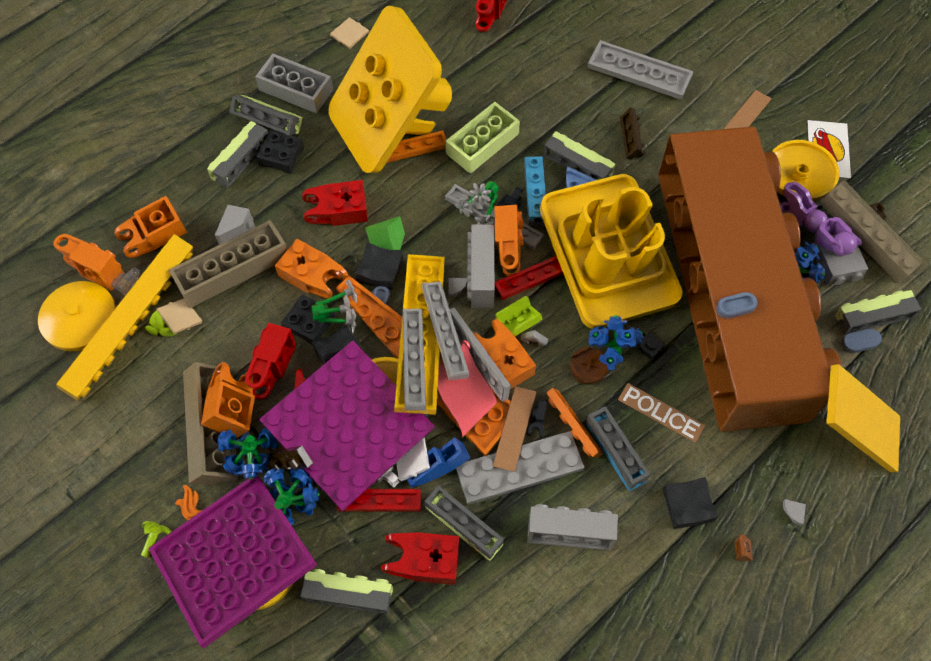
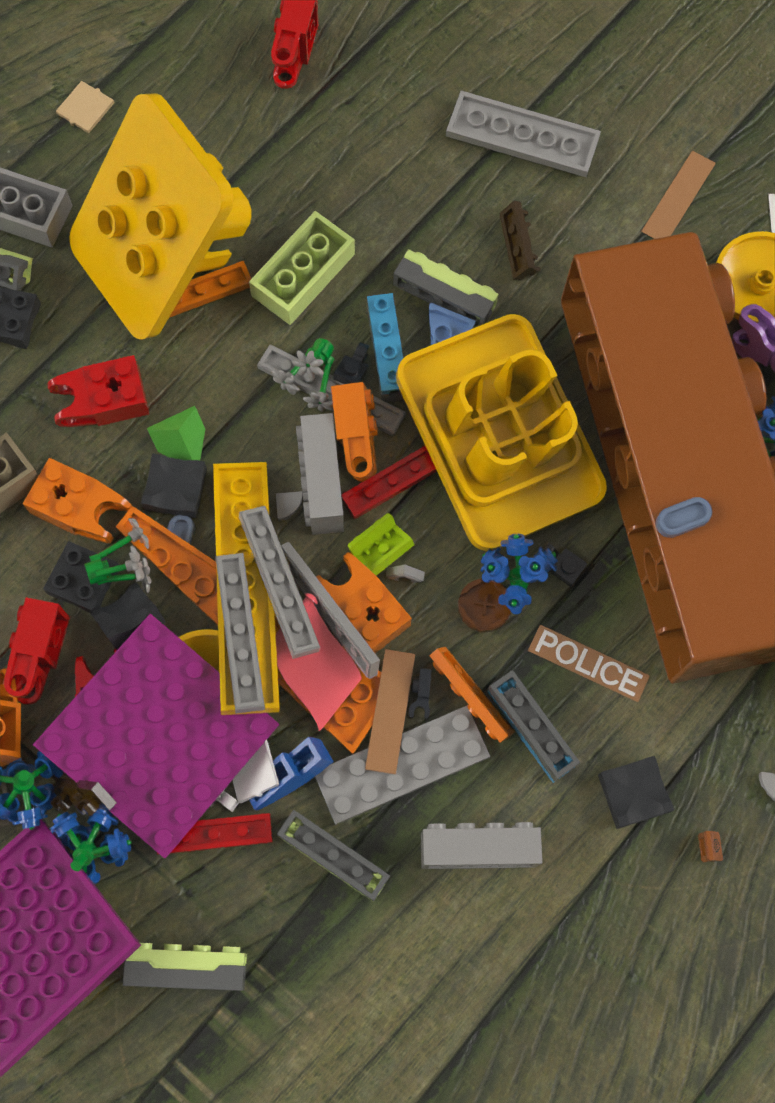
camera: 10 degrees left, 10 degrees up
(417, 557) = (275, 904): red brick -> none

